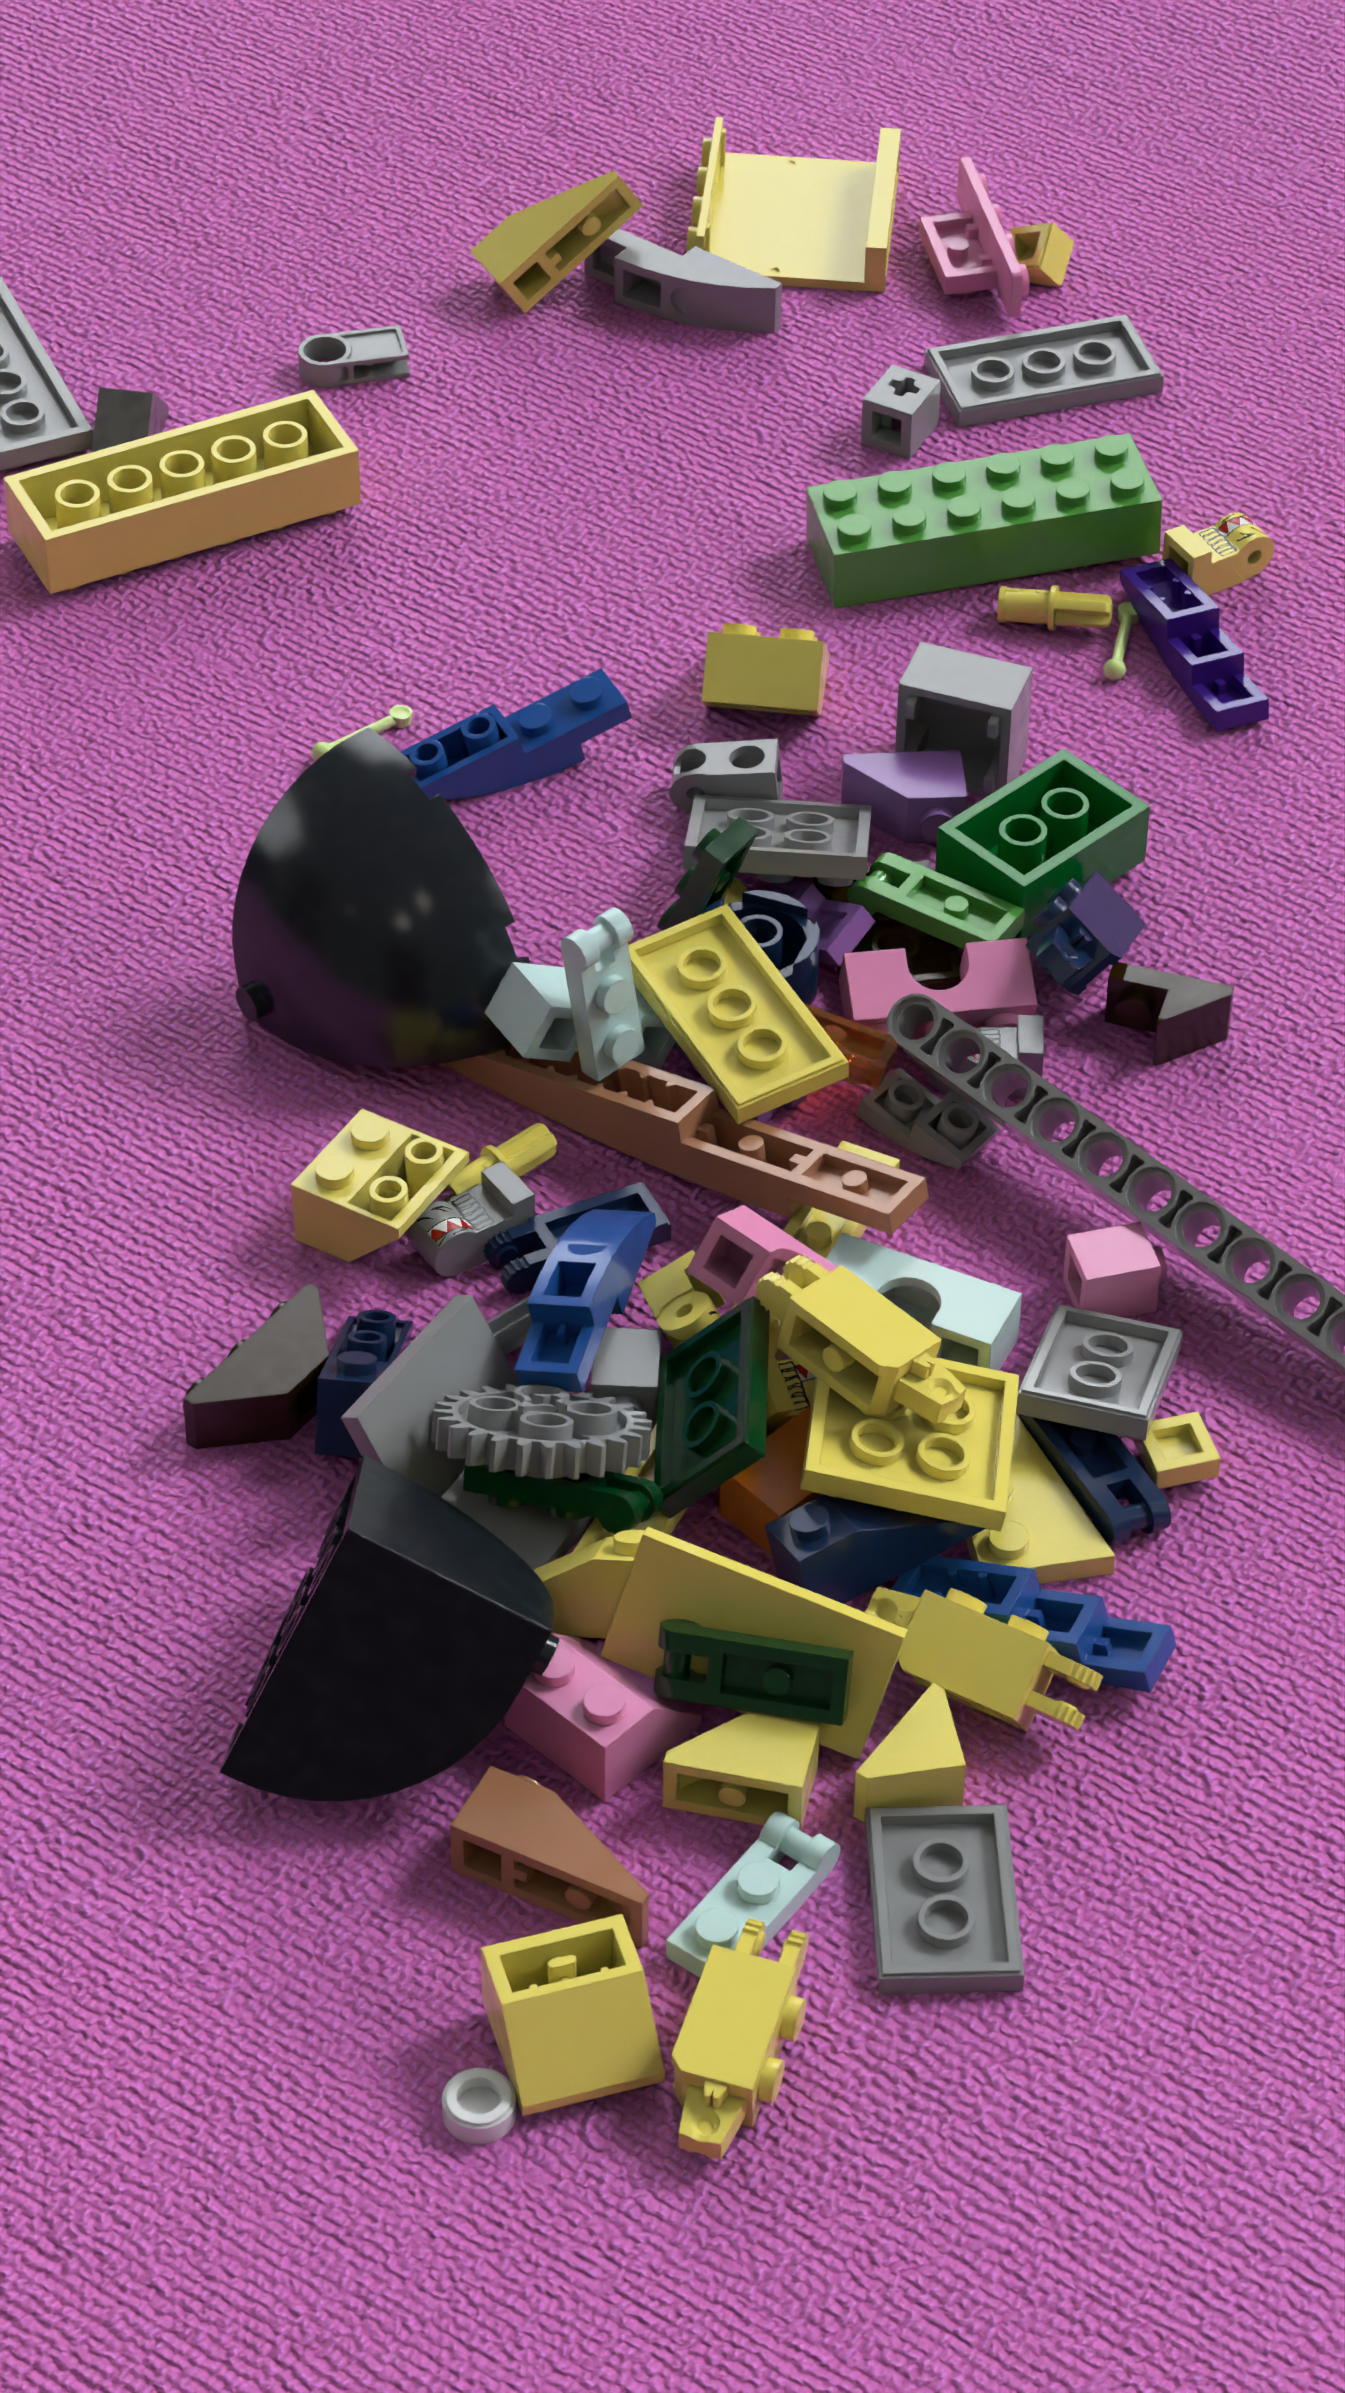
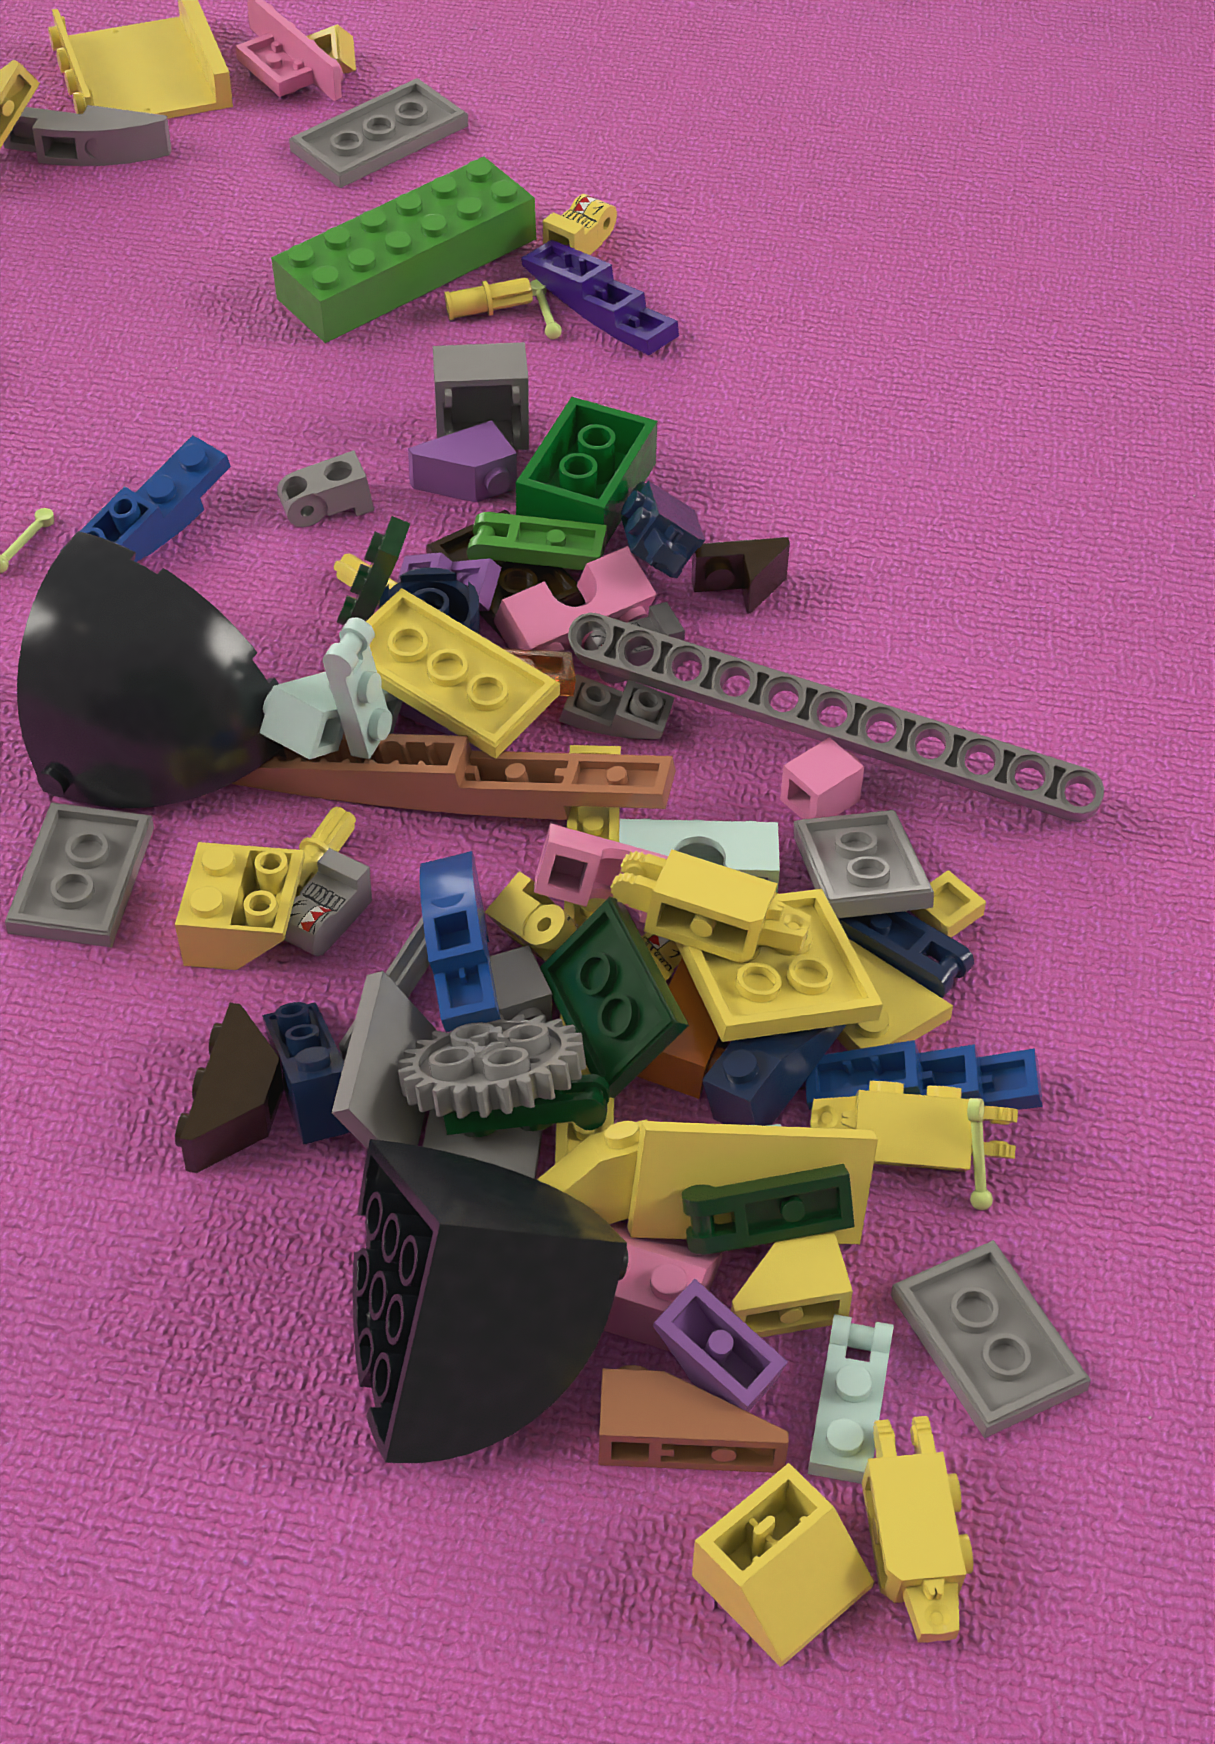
camera: 25 degrees left, 5 degrees up
(235, 1110) = (80, 875): none -> light grey tile
(479, 2106) = (740, 1672): white tile -> none
(541, 1233) = (399, 892): dark blue hinge -> none
(622, 1791) = (718, 1348): none -> medium lavender slope
(765, 671) = (312, 403): light yellow slope -> none
(792, 837) = (435, 515): light grey plate -> none
(900, 399) = (296, 176): light grey brick -> none
(915, 1762) = (919, 1230): light yellow slope -> none
(1037, 1652) = (981, 1197): none -> yellowish green hinge

